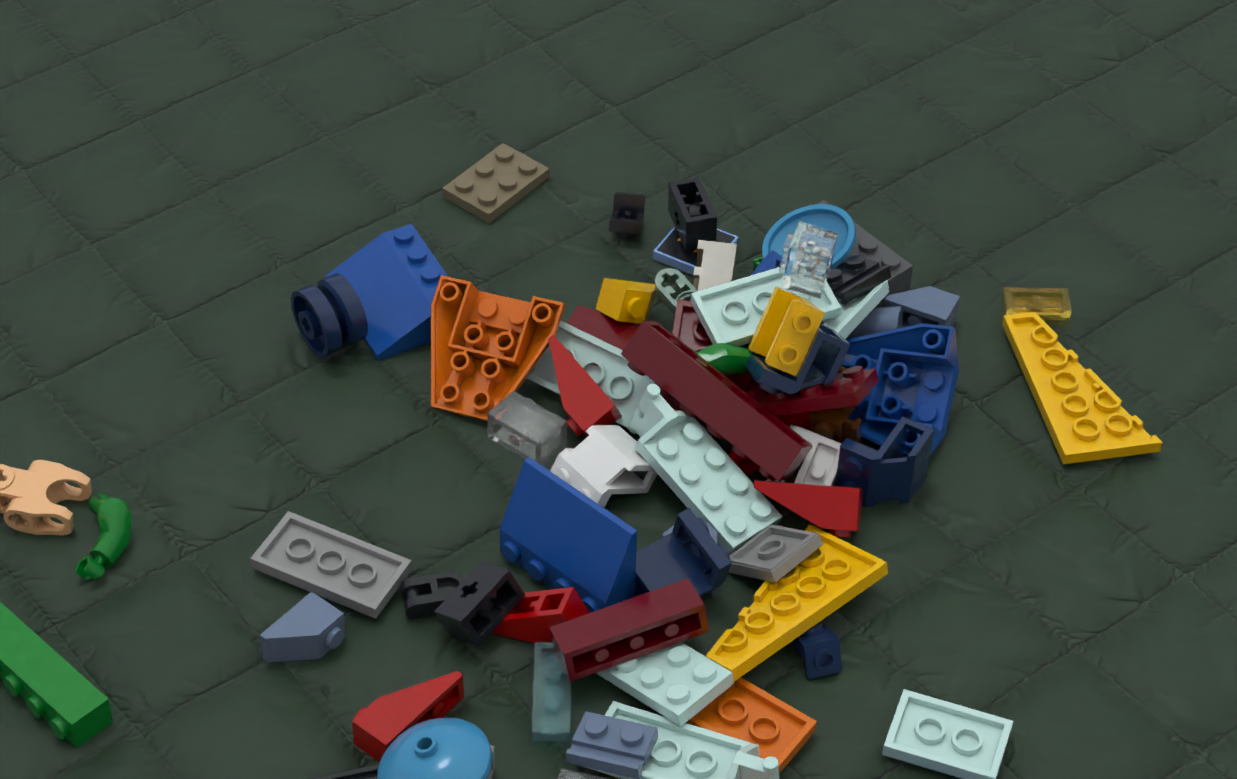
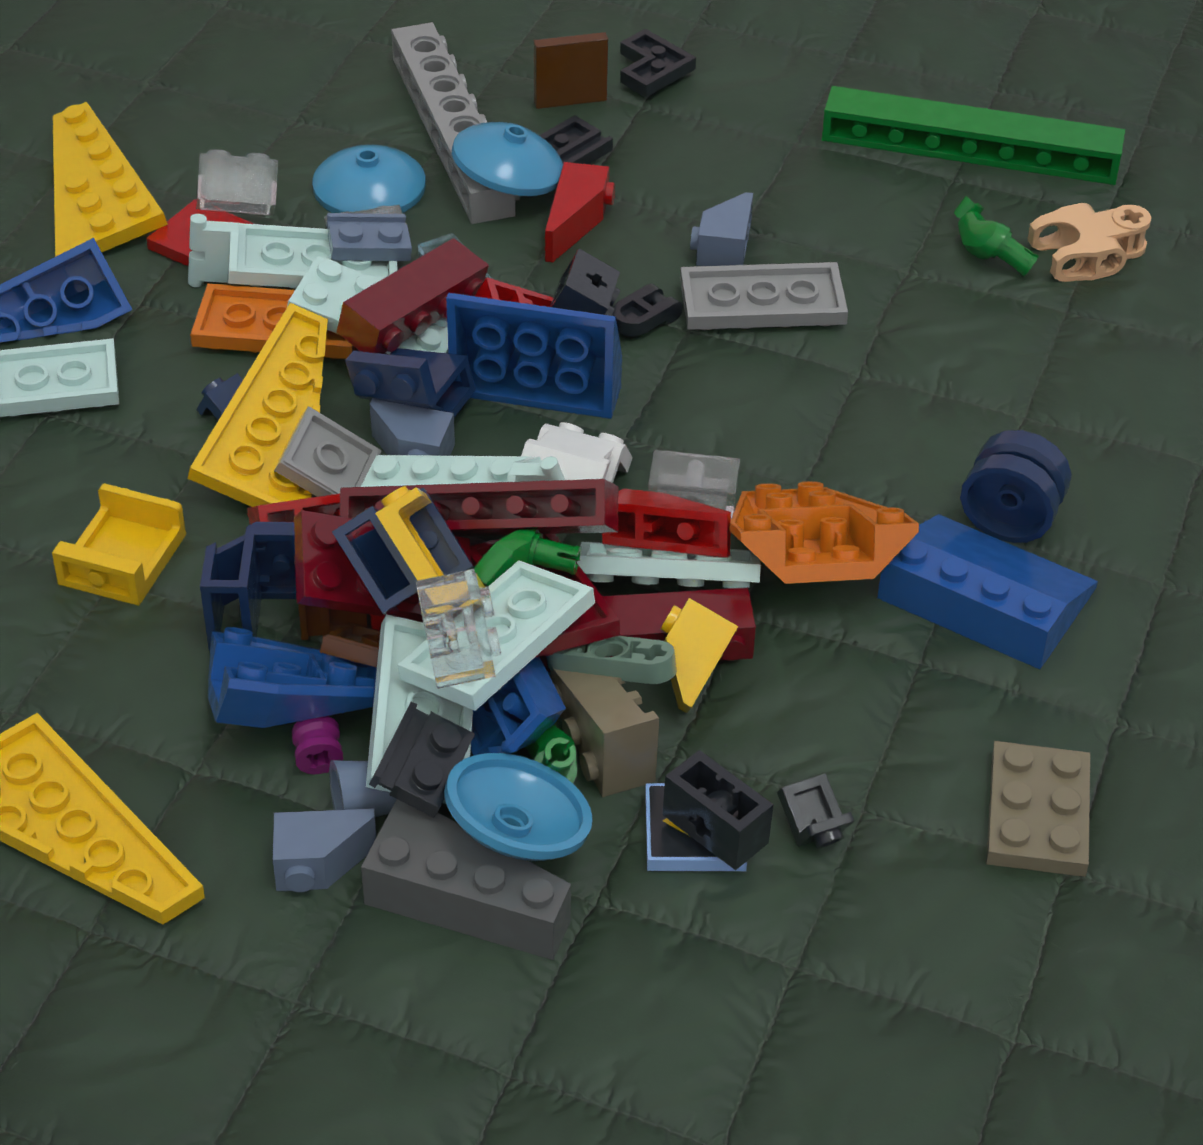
camera: 150 degrees right, 0 degrees up
(959, 560) = (122, 545): none -> yellow panel
(1046, 302) = (166, 943): clear yellow plate -> none

